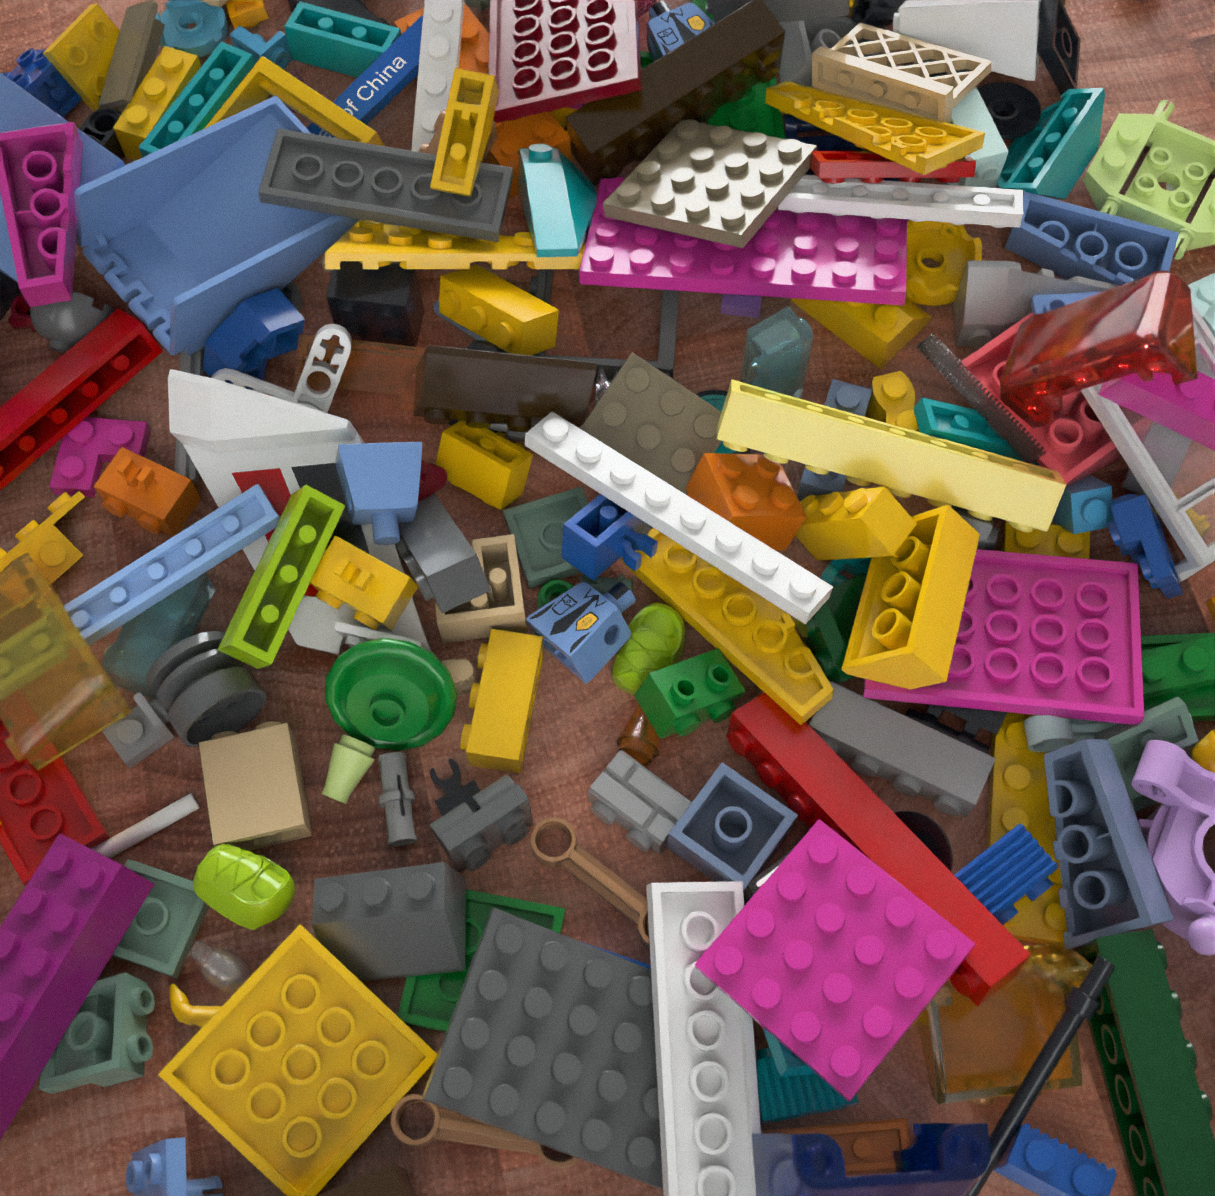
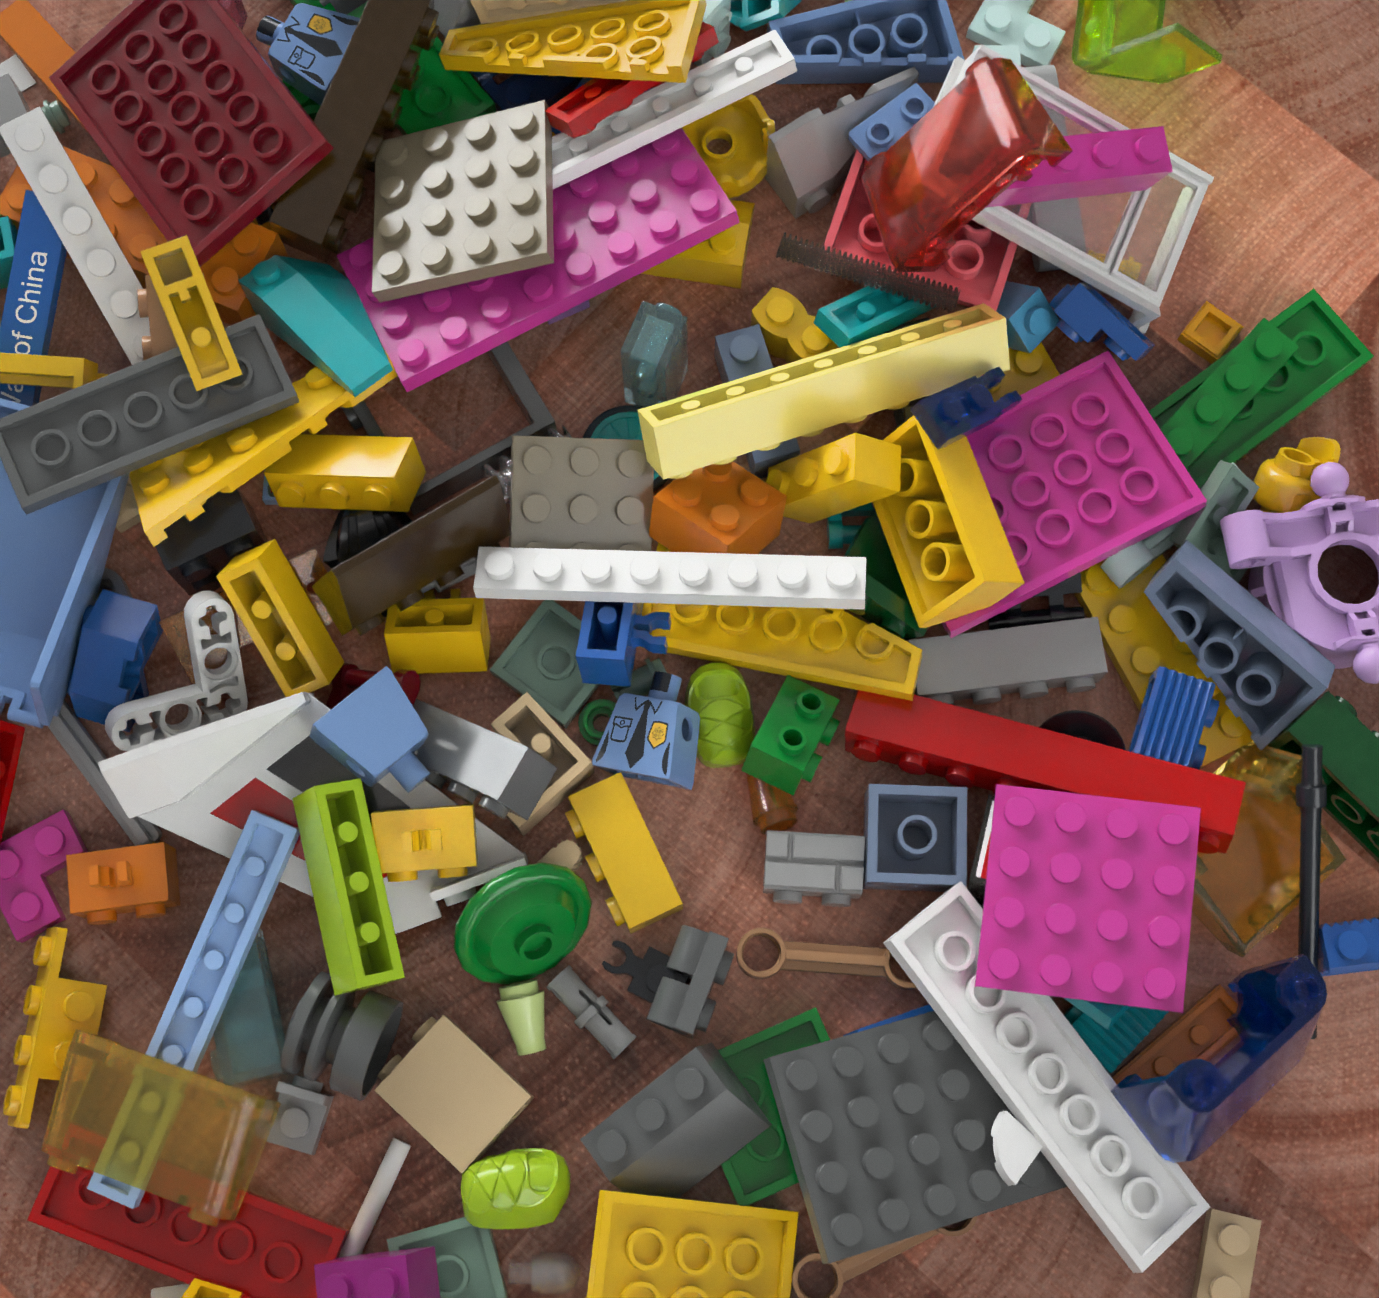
camera: 35 degrees left, 10 degrees up
(380, 376) = (281, 619): none -> yellow brick
(638, 1119) = (1012, 1147): none -> white tile
(987, 528) = (963, 408): none -> clear blue hinge

